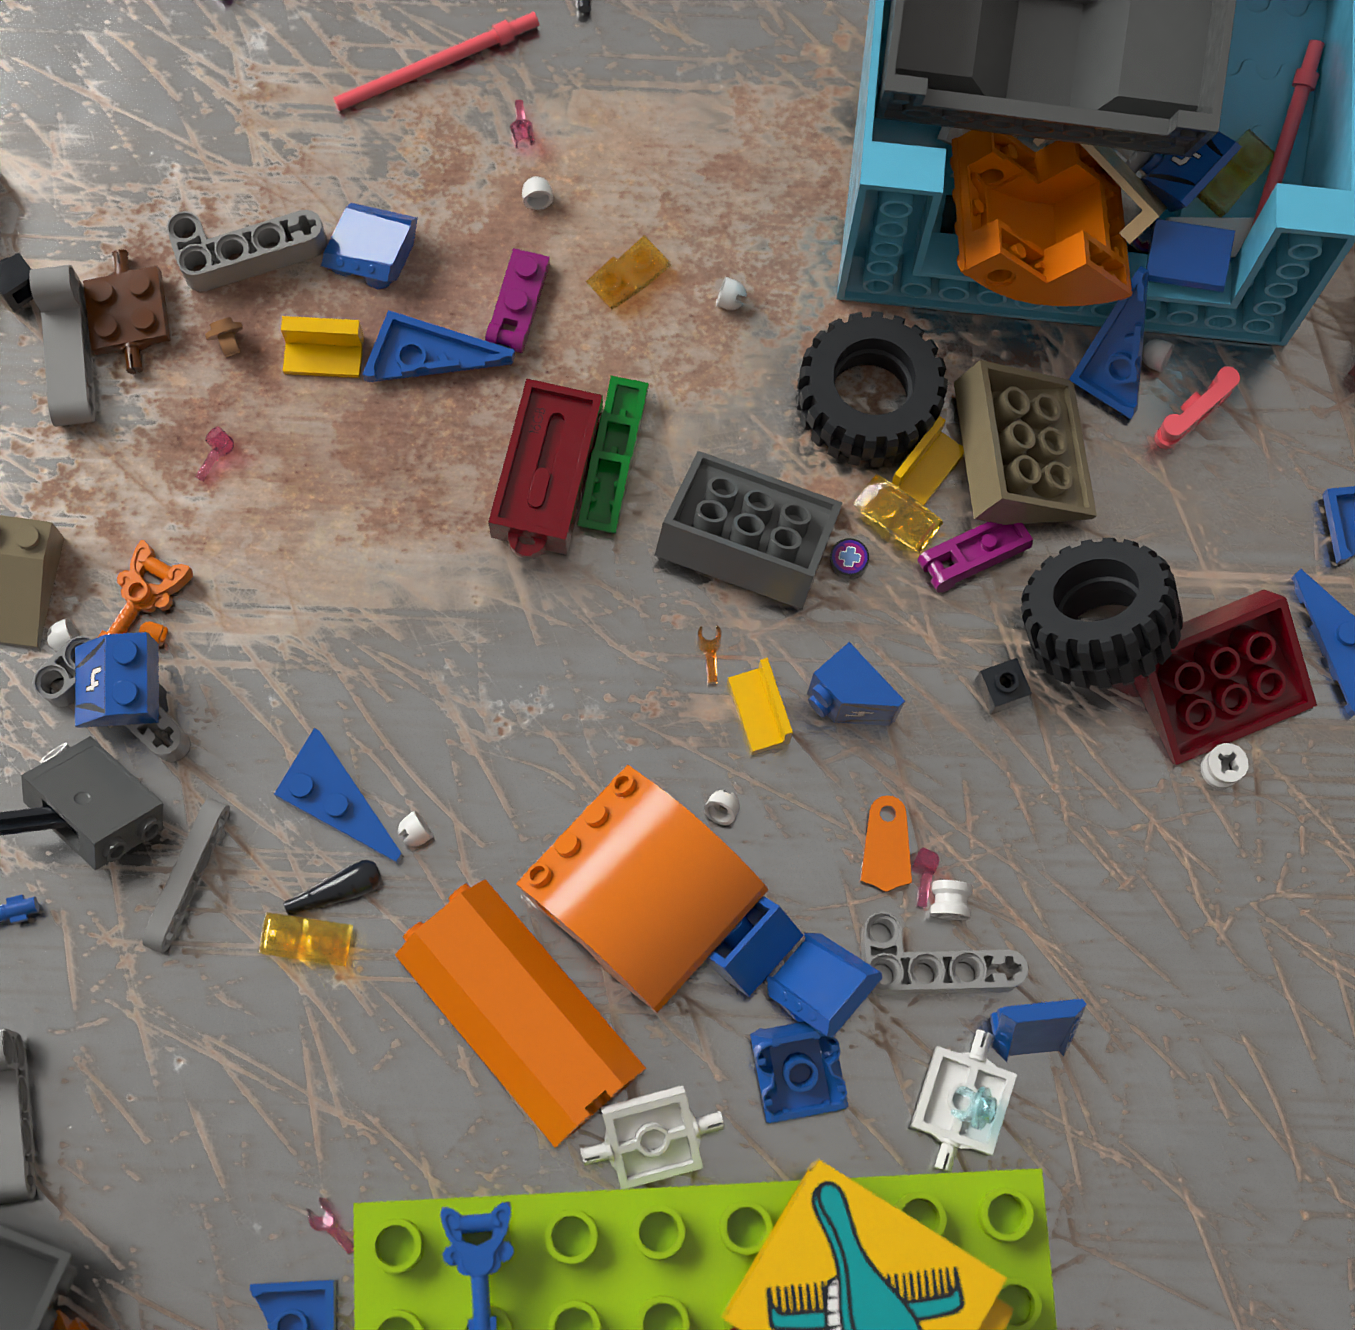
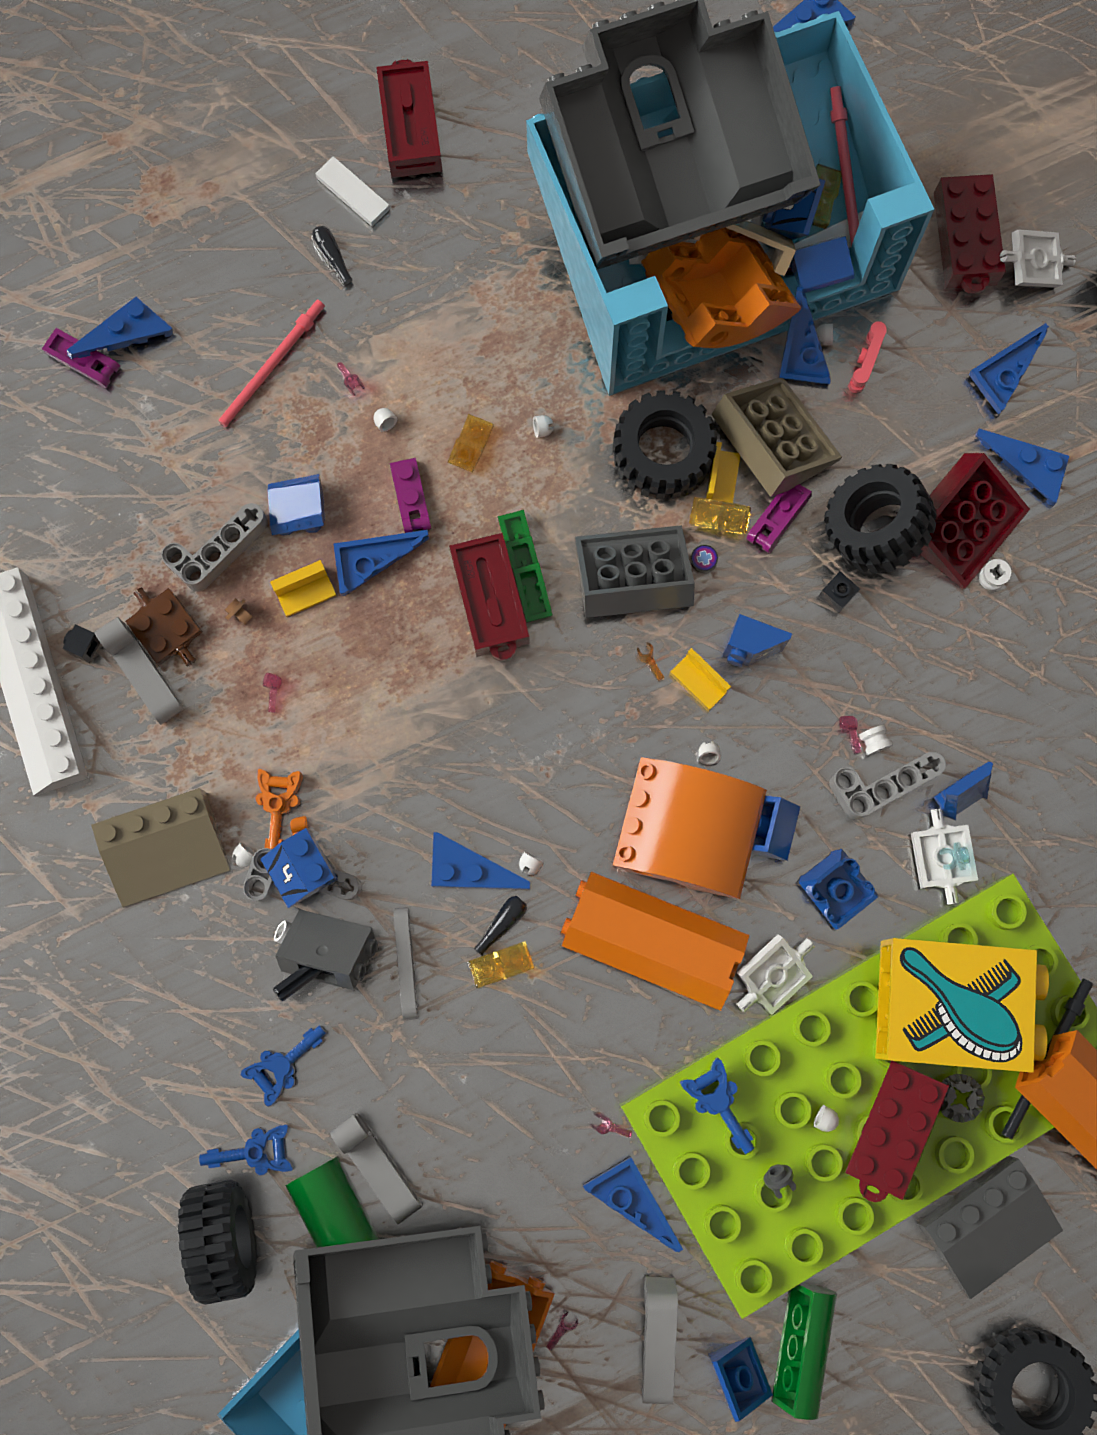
camera: 25 degrees left, 5 degrees up
(822, 984) = (828, 830): blue slope -> none
(887, 847) = (820, 727): orange piece -> none

